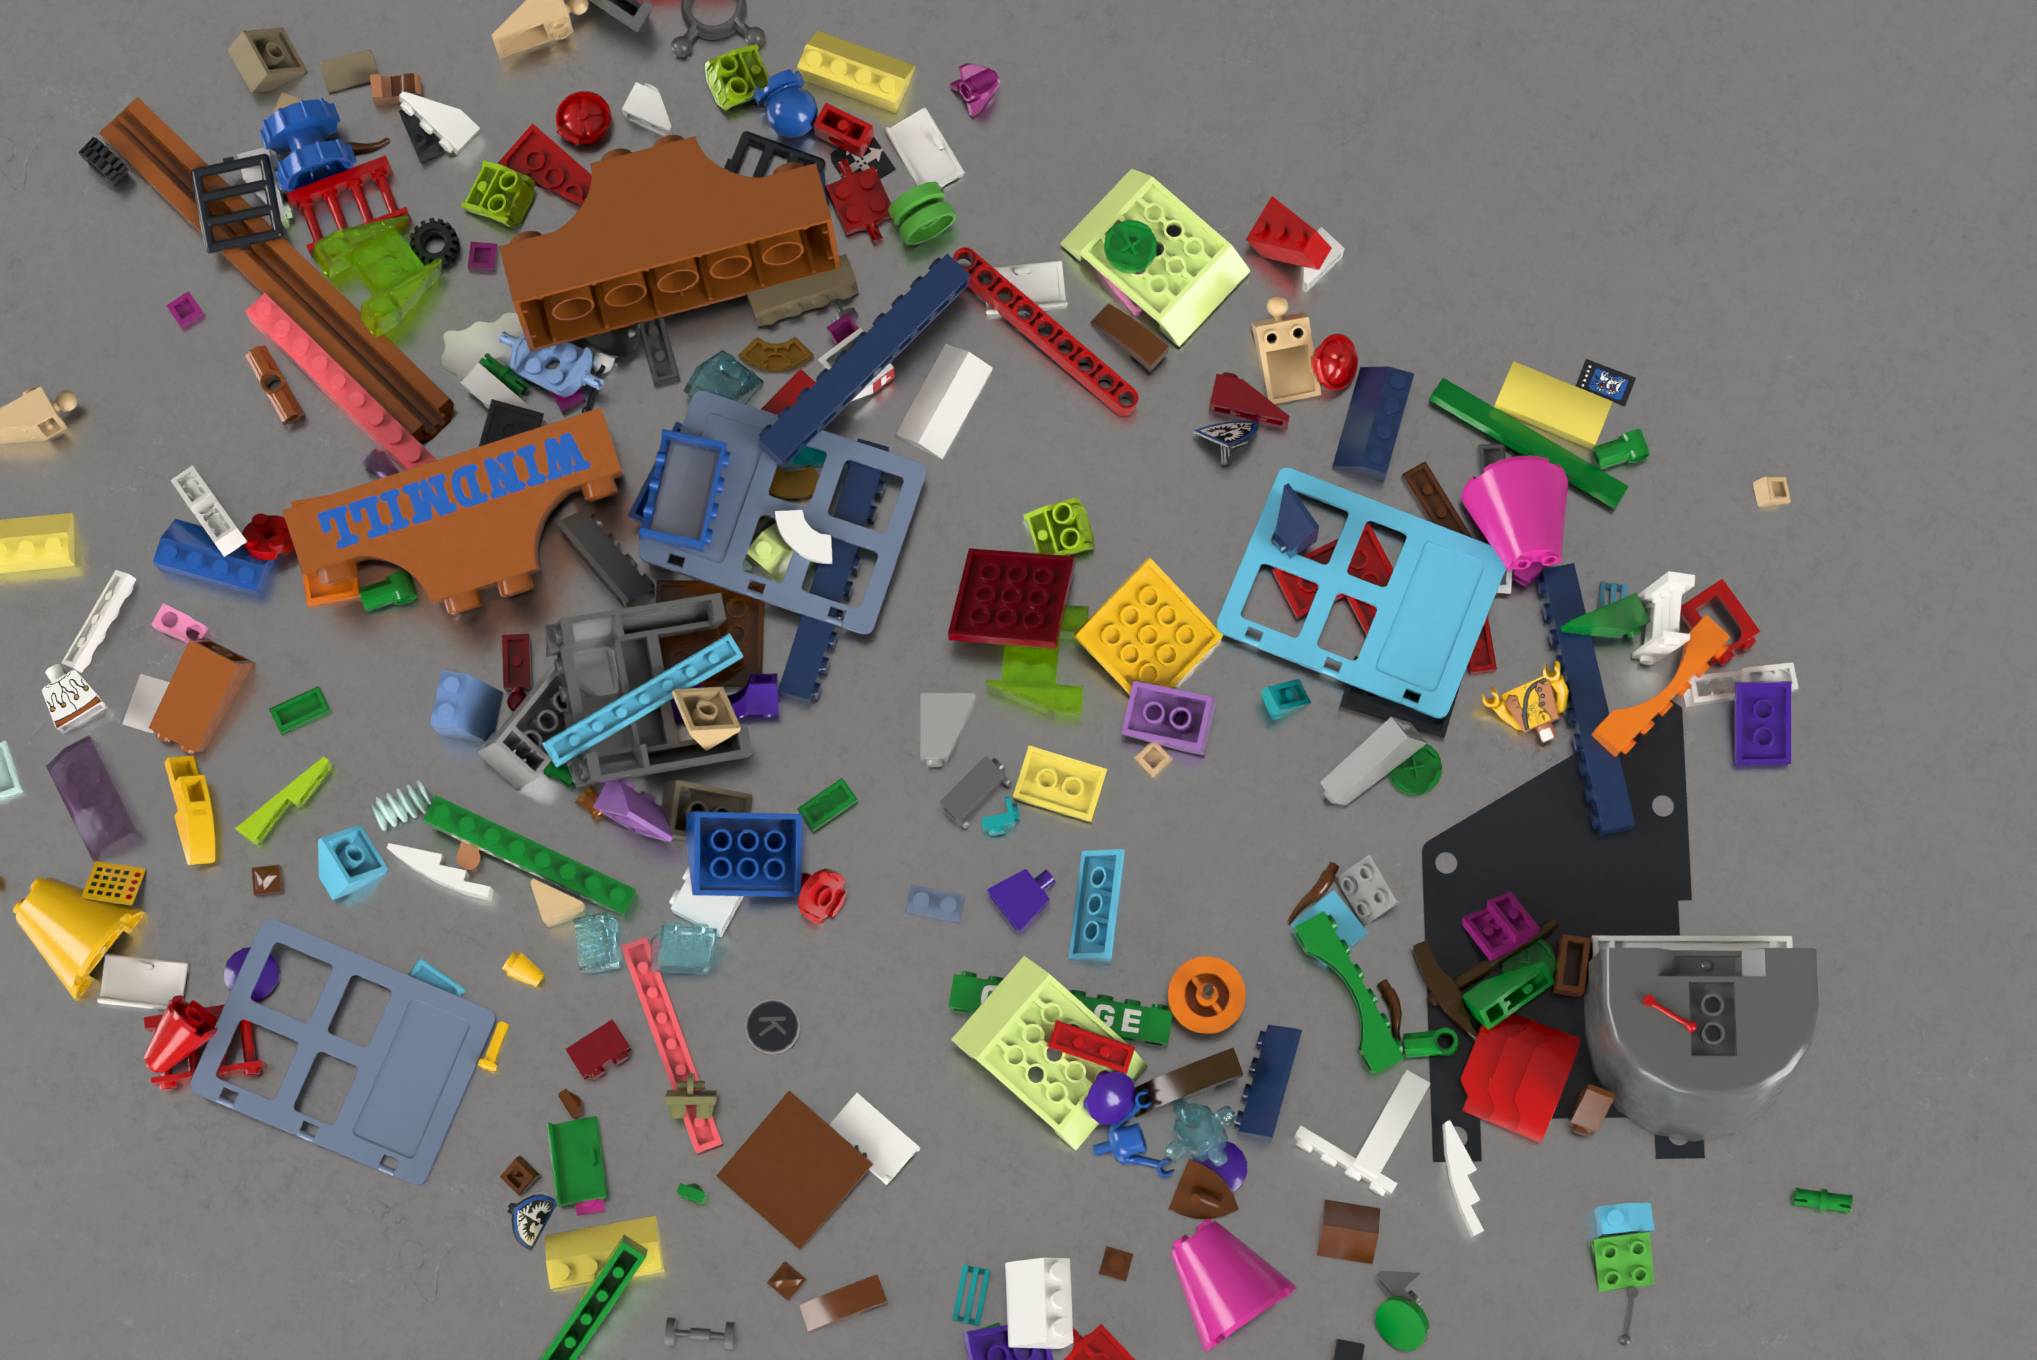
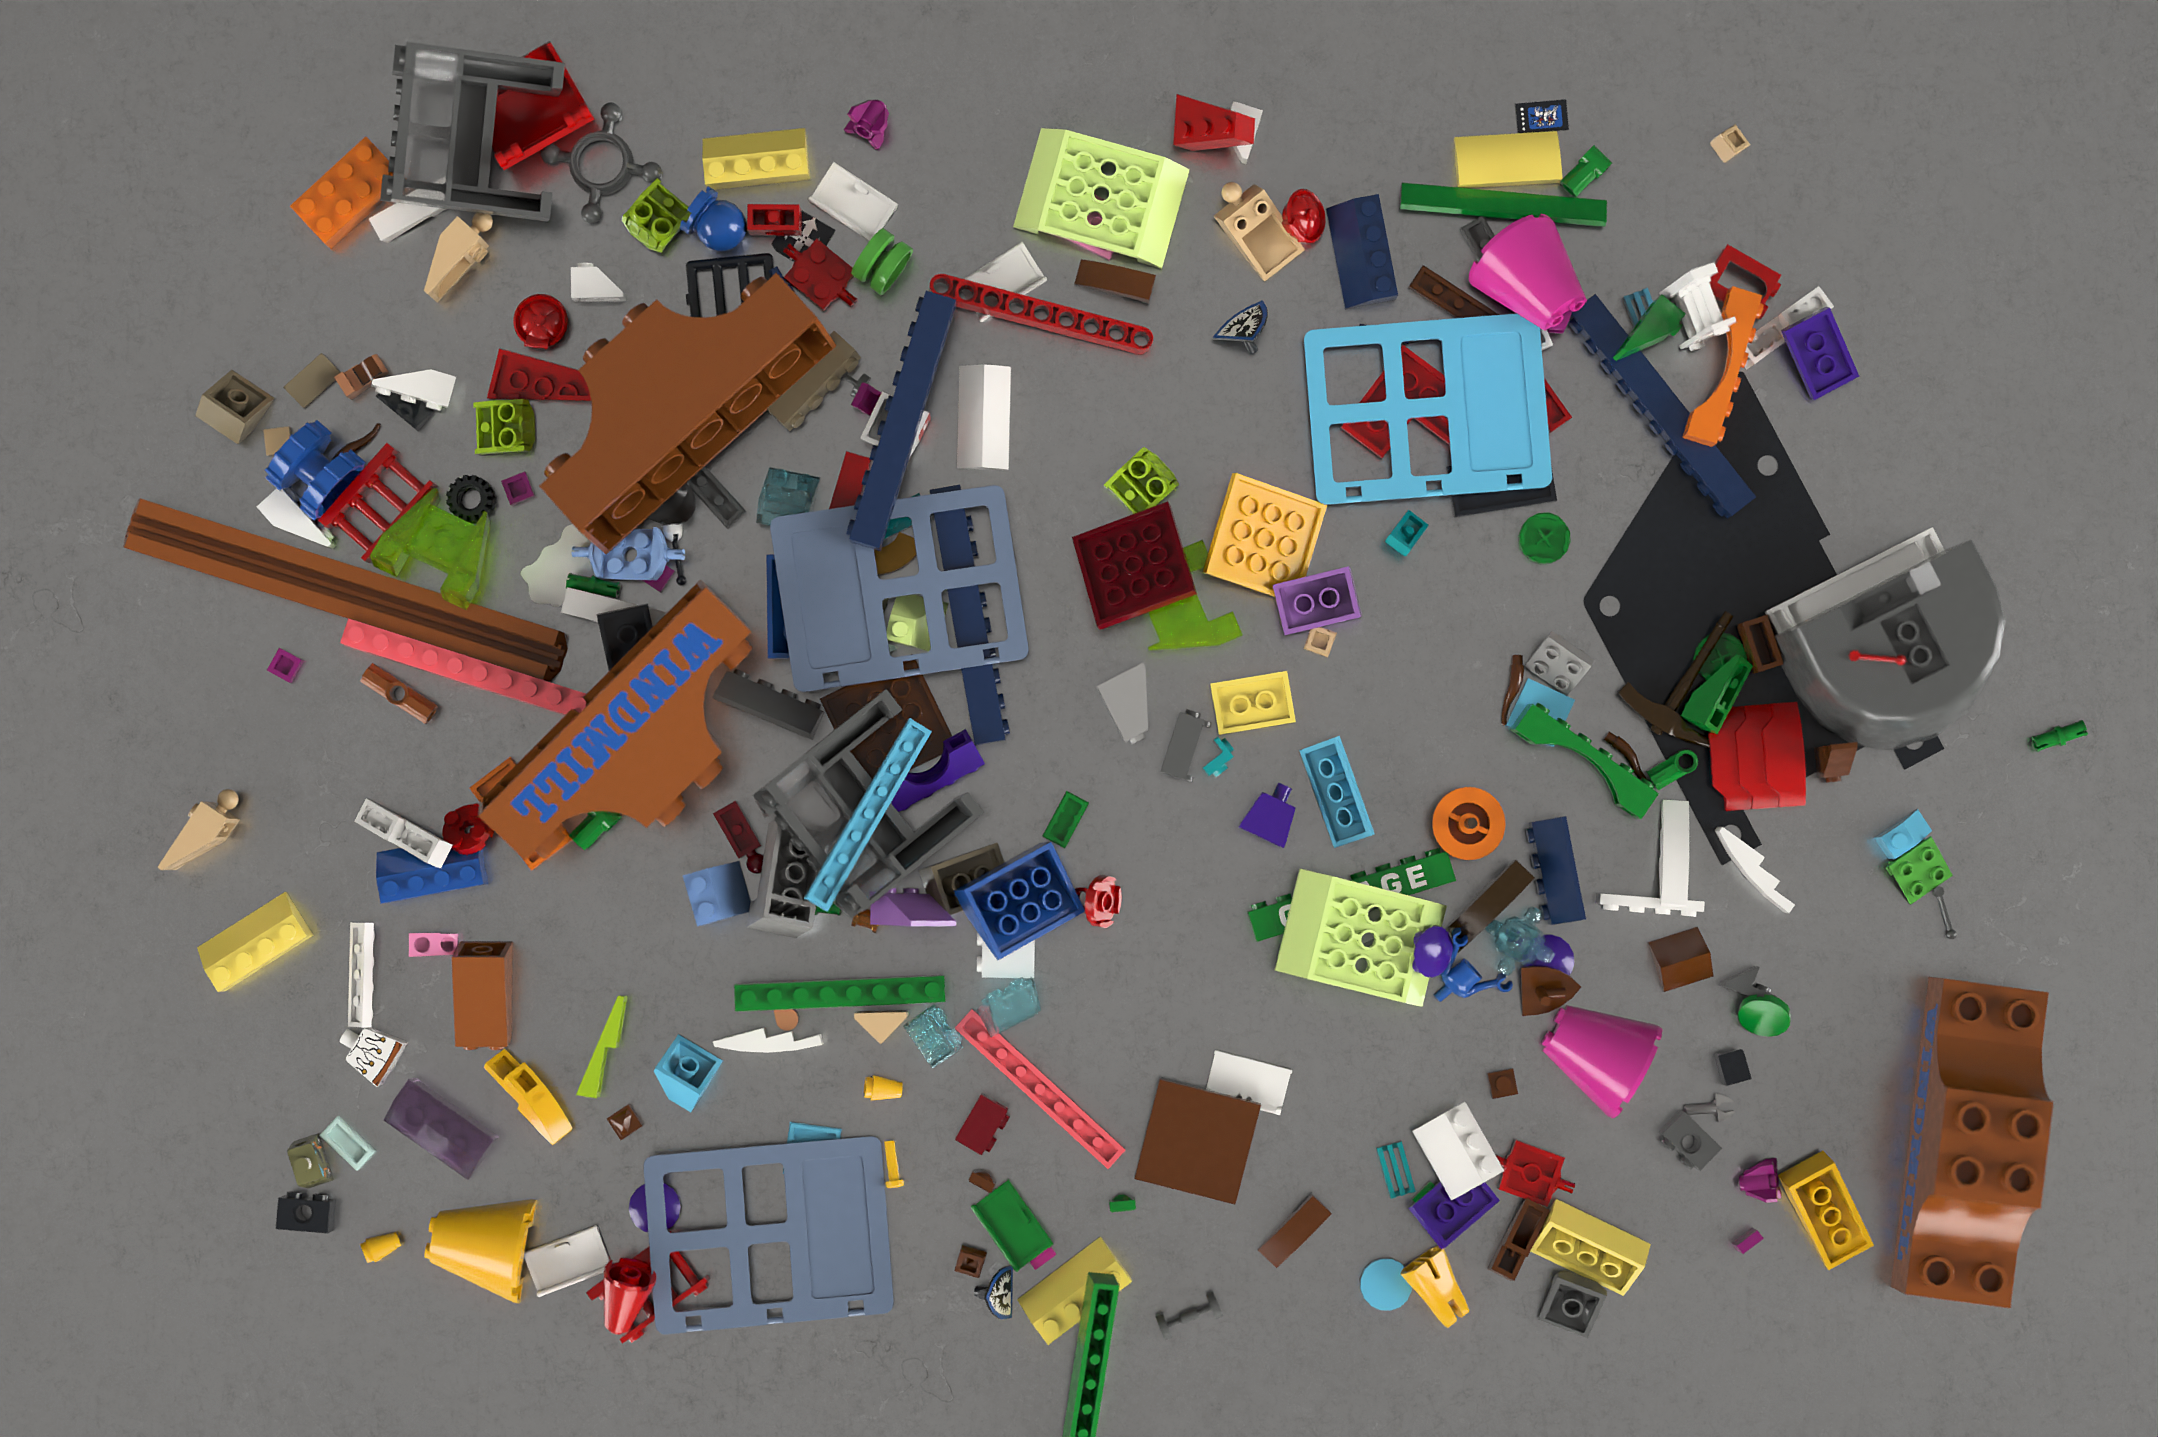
camera: 25 degrees left, 10 degrees up
(103, 161) = (142, 570): black tyre -> none
(113, 883) = (497, 1191): yellow sticker -> none
(145, 702) = (438, 1022): white sticker -> none
(272, 208) = (296, 521): black bar -> none
(300, 710) = (574, 963): green tile -> none
(379, 464) = (531, 719): clear purple cone -> none
(401, 805) = (705, 1002): light aqua piece -> none
(684, 490) = (808, 615): clear window -> none
(702, 1099) = (1081, 1124): olive hips -> none
(707, 714) = (928, 799): tan slope -> none
(772, 1026) = (1116, 1030): black tile -> none
(776, 357) = (818, 451): pearl gold tile -> none
(786, 1281) = (1237, 1235): reddish brown tile -> none
(803, 538) = (929, 603): white tile -> none
(935, 904) = (1199, 858): sand blue plate -> none
(1090, 1046) = (1396, 919): red tile -> none
(1130, 246) = (1079, 203): green tile -> none
(1240, 400) = (1238, 289): dark red slope -> none
(1295, 525) = (1342, 381): dark blue slope -> none
(1372, 760) = (1508, 552): light grey slope -> none
(1500, 926) = (1684, 640): magenta slope -> none
(1533, 703) = (1619, 434): torso -> none

